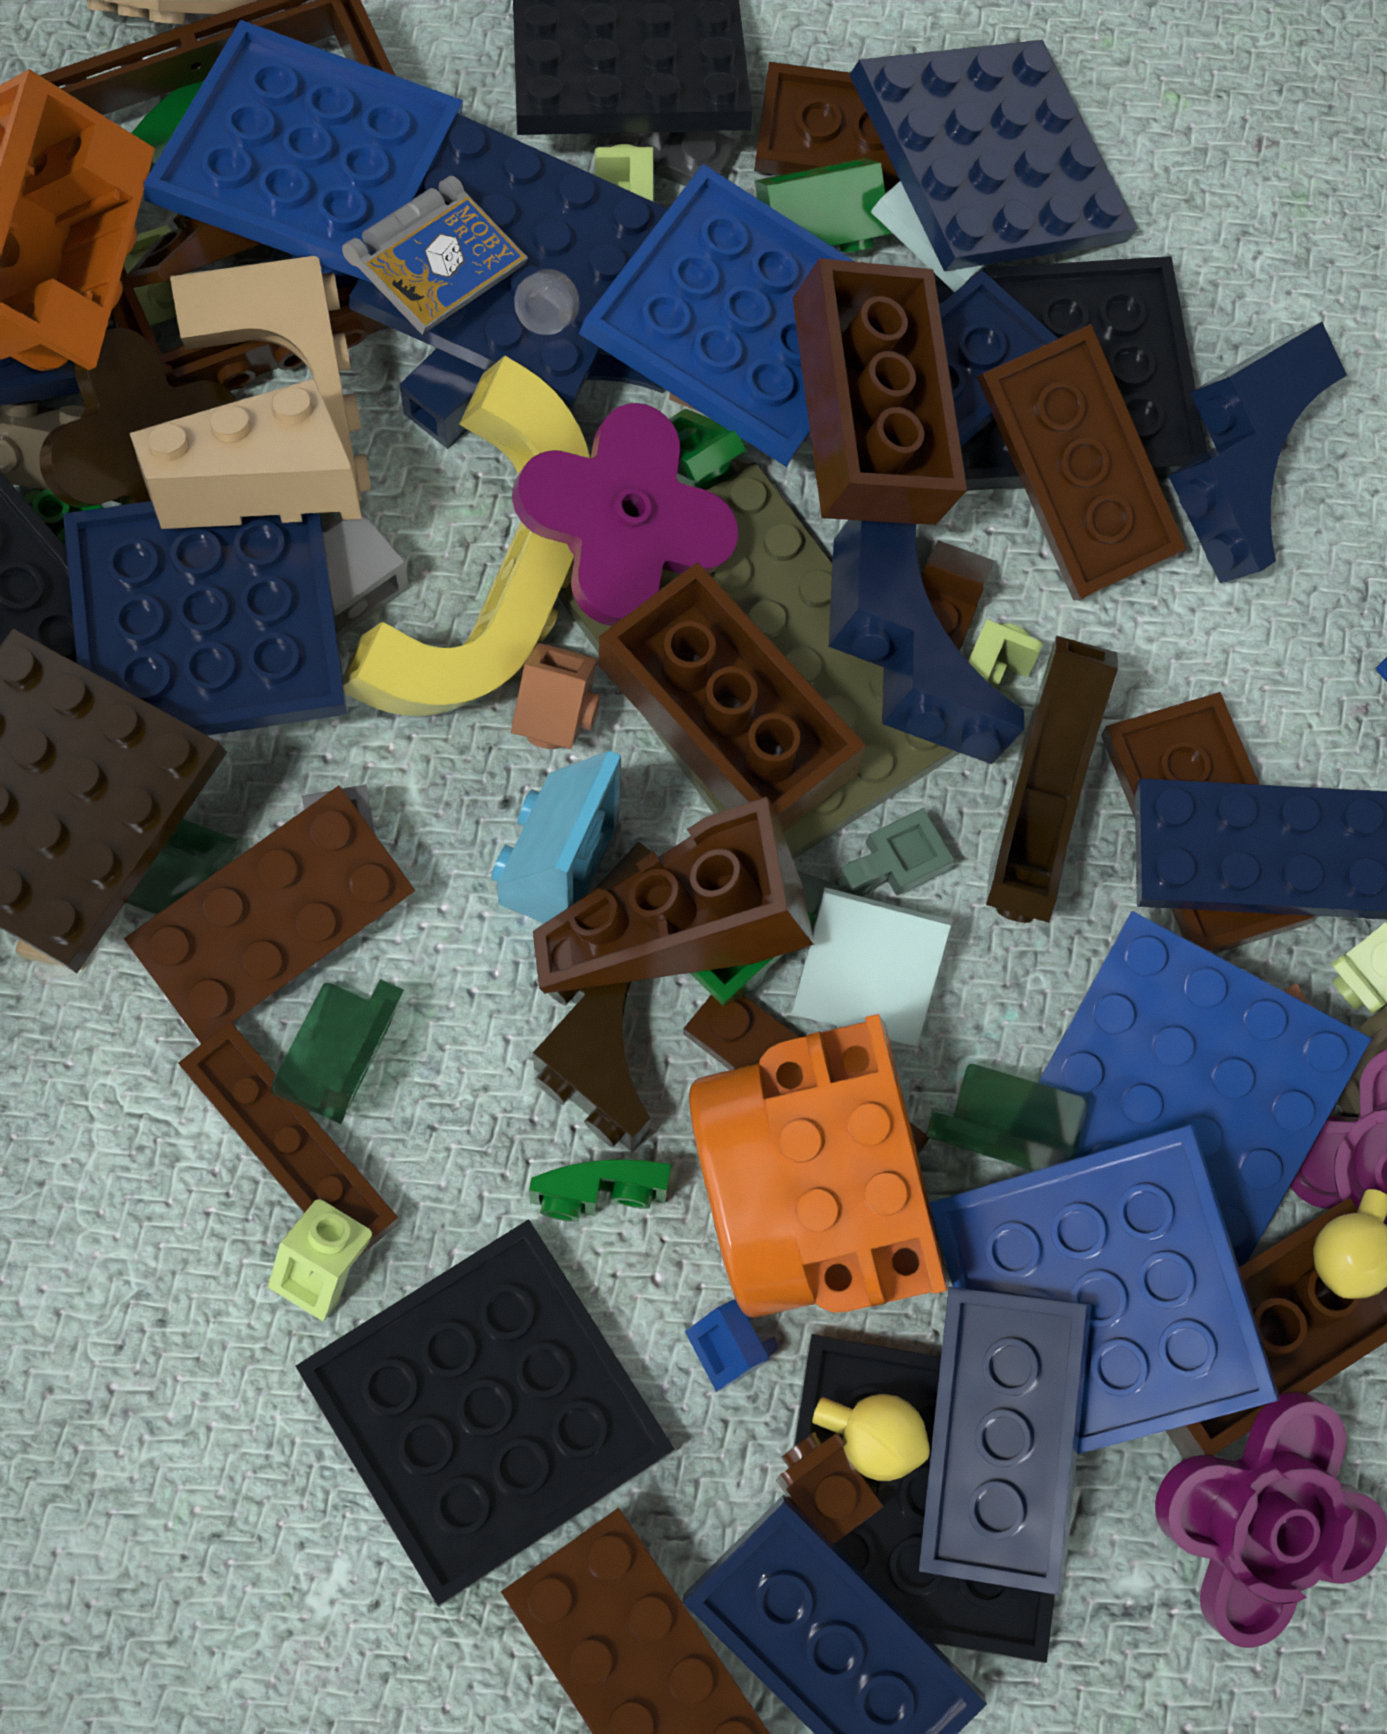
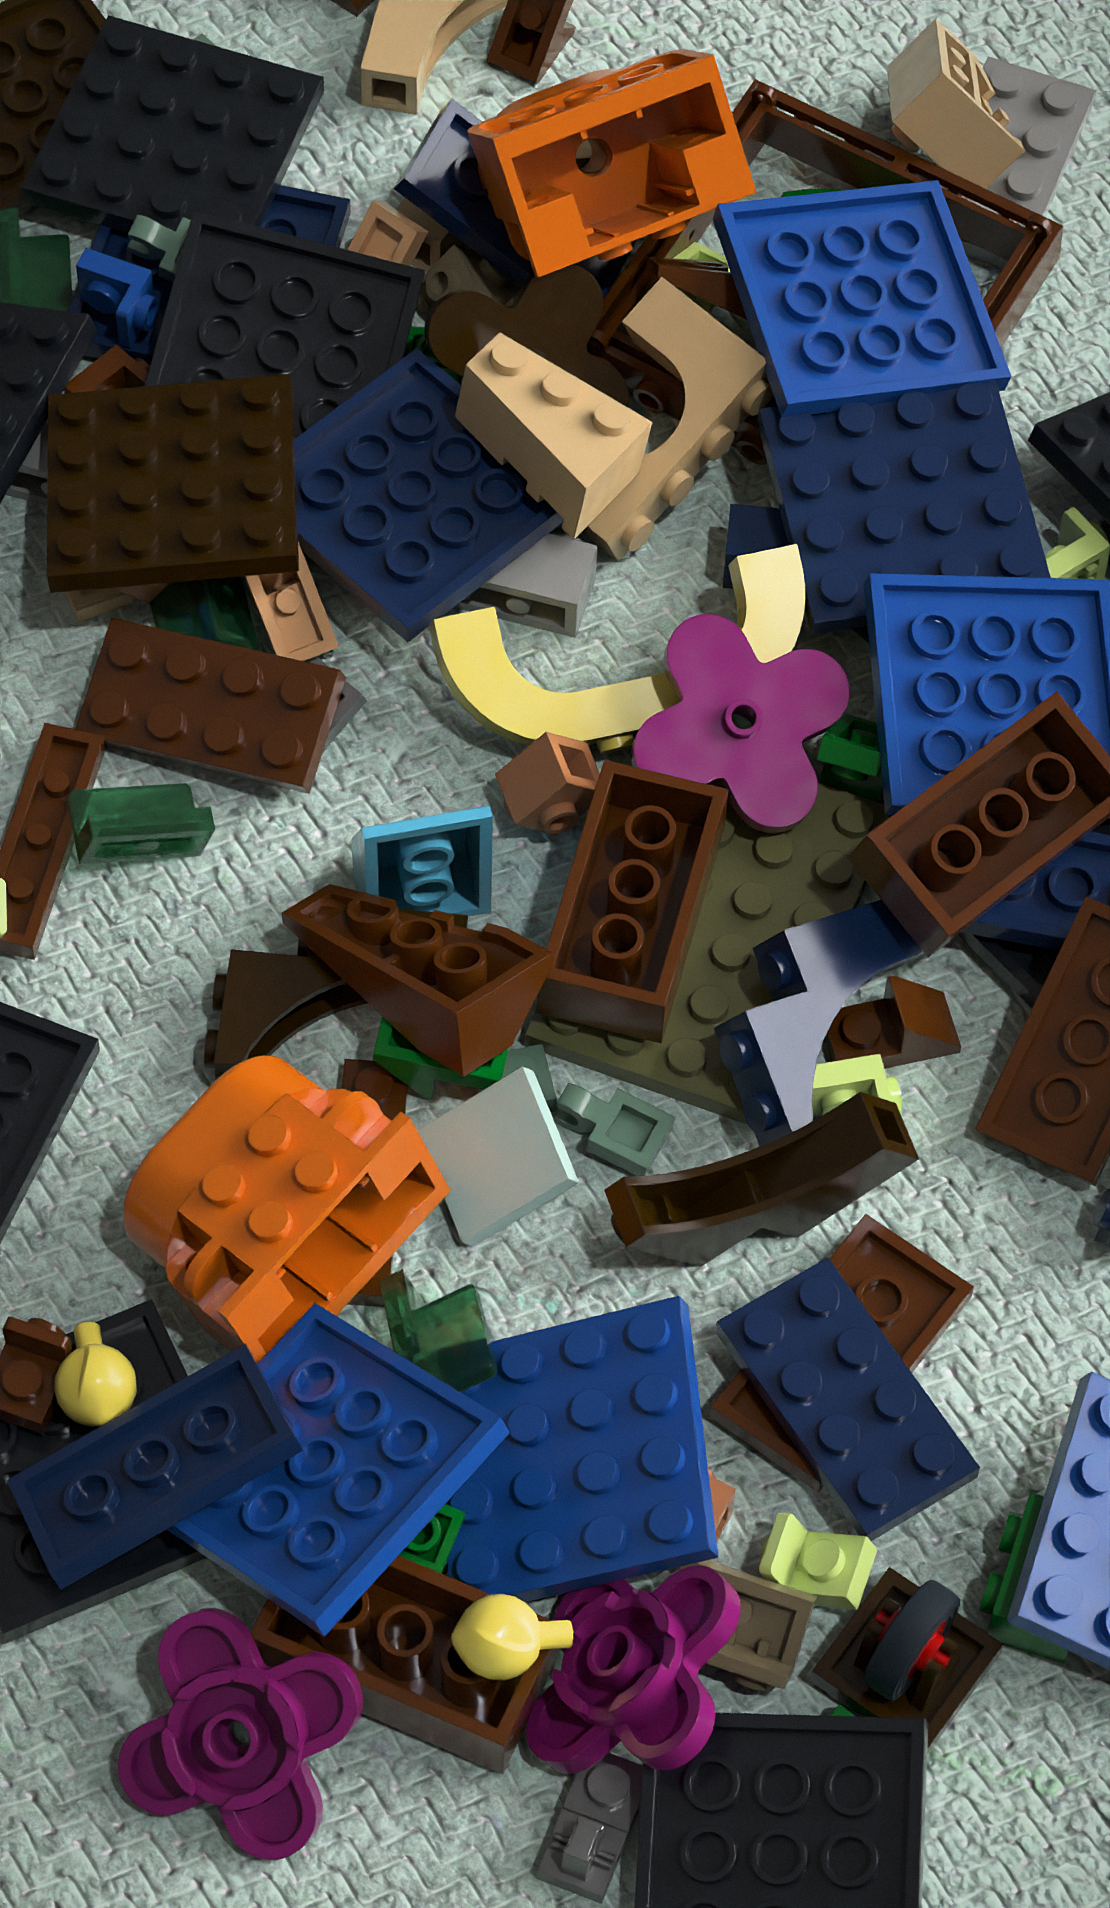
camera: 60 degrees right, 10 degrees down
(241, 794) = (292, 612): none -> light nougat slope
(435, 254) = (838, 438): piece -> none
(546, 302) = (866, 541): clear tile -> none
(576, 1188) = (155, 1065): green slope -> none
(728, 1345) = (96, 1251): blue tile -> none

